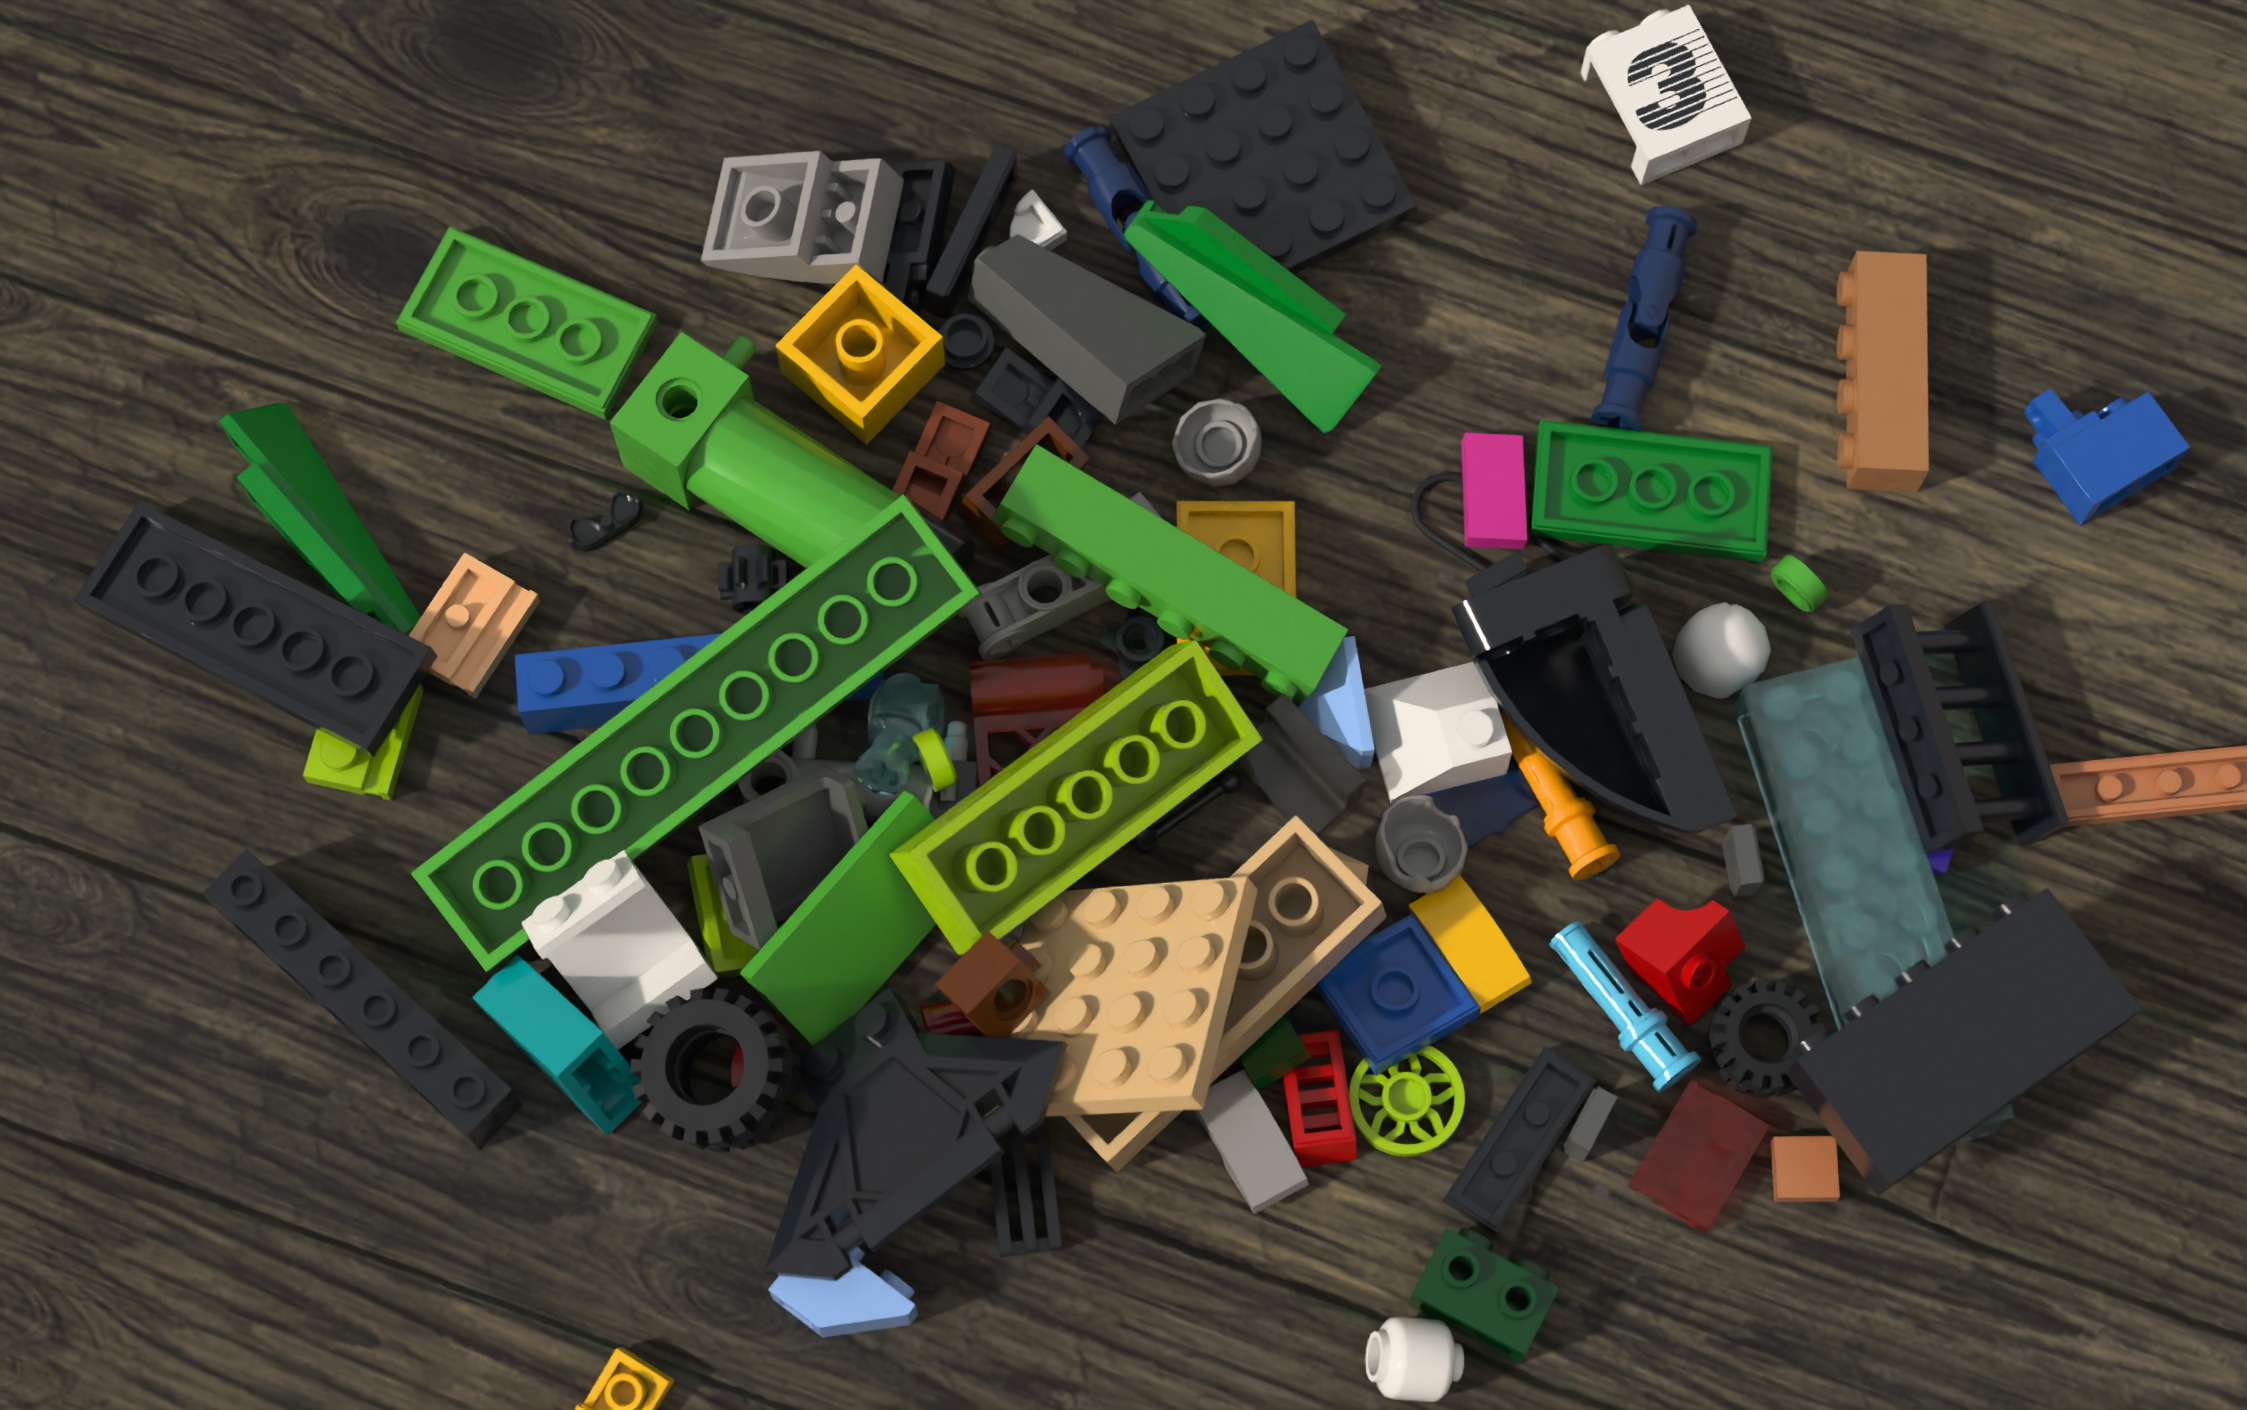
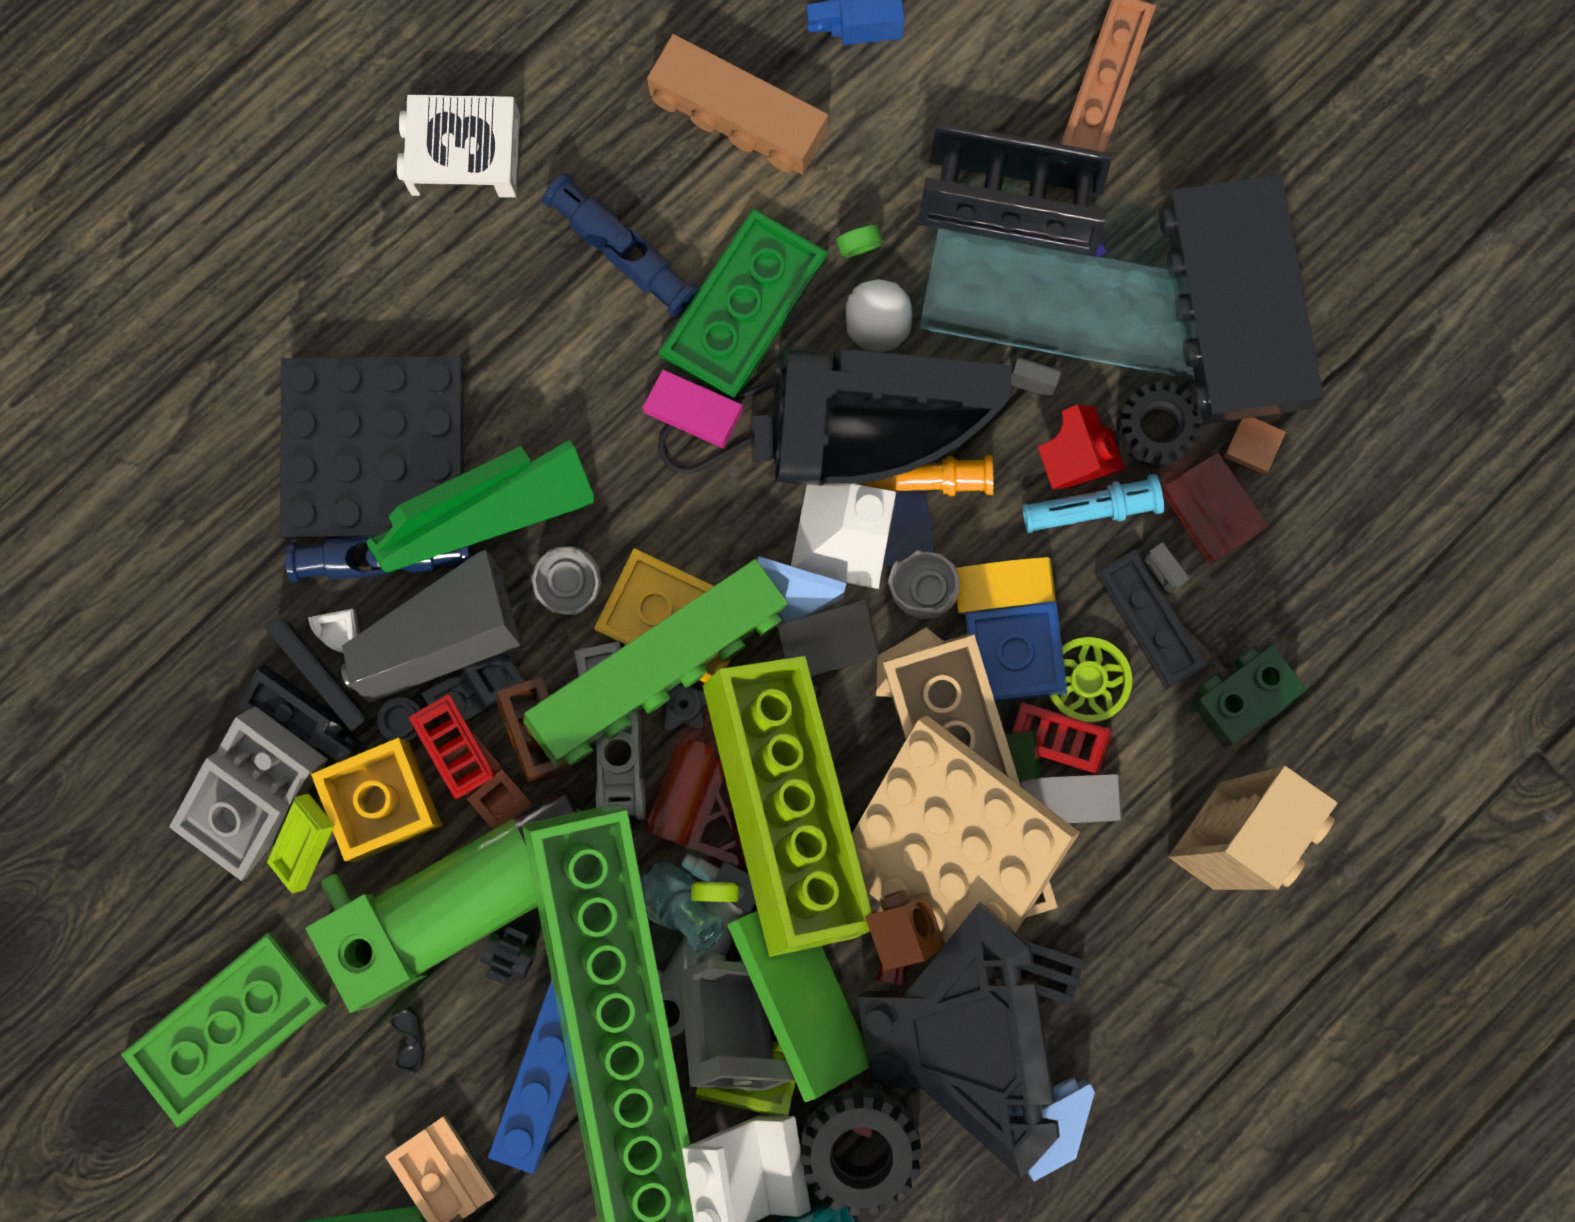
camera: 60 degrees left, 10 degrees up
(772, 295) = (300, 843): none -> lime tile
(932, 410) = (469, 782): none -> red slope
(1304, 1313) = (1255, 831): none -> tan brick
(1413, 1359) = (1270, 750): white head -> none

